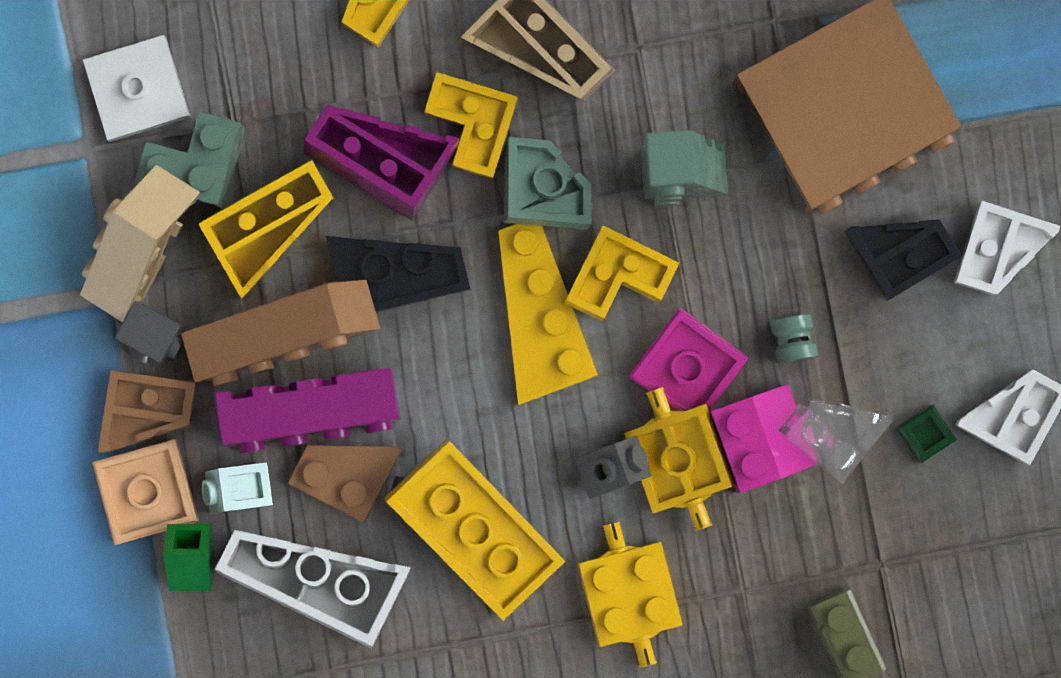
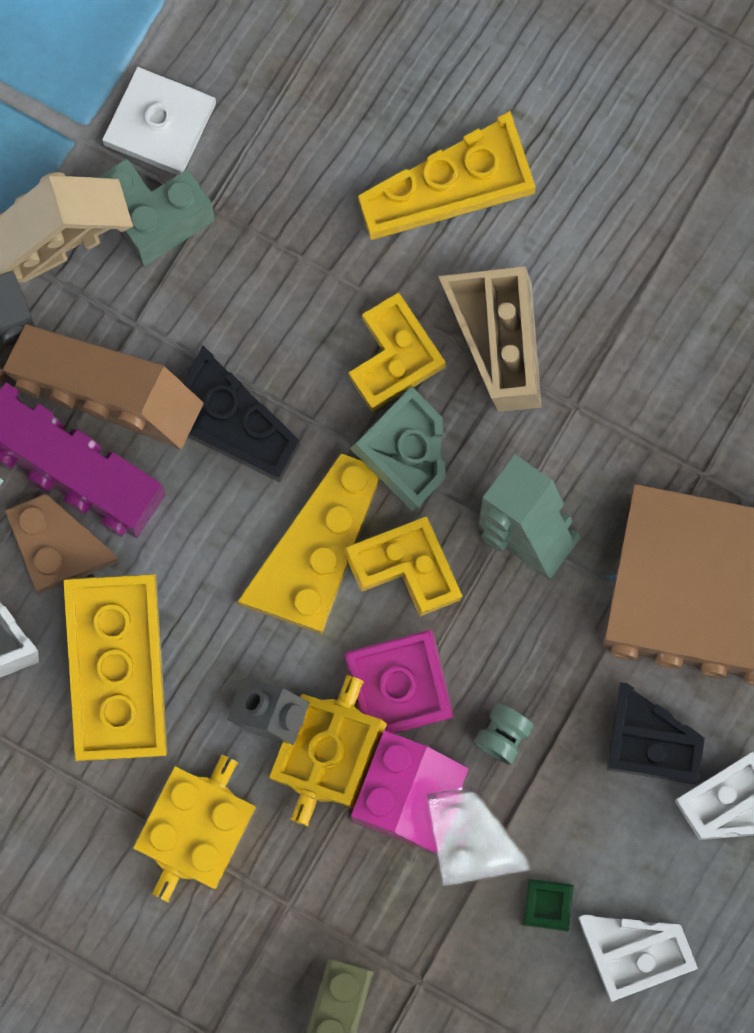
camera: 45 degrees right, 10 degrees down
(265, 223) = (164, 296): yellow wedge -> none
(380, 157) = (297, 321): magenta wedge -> none

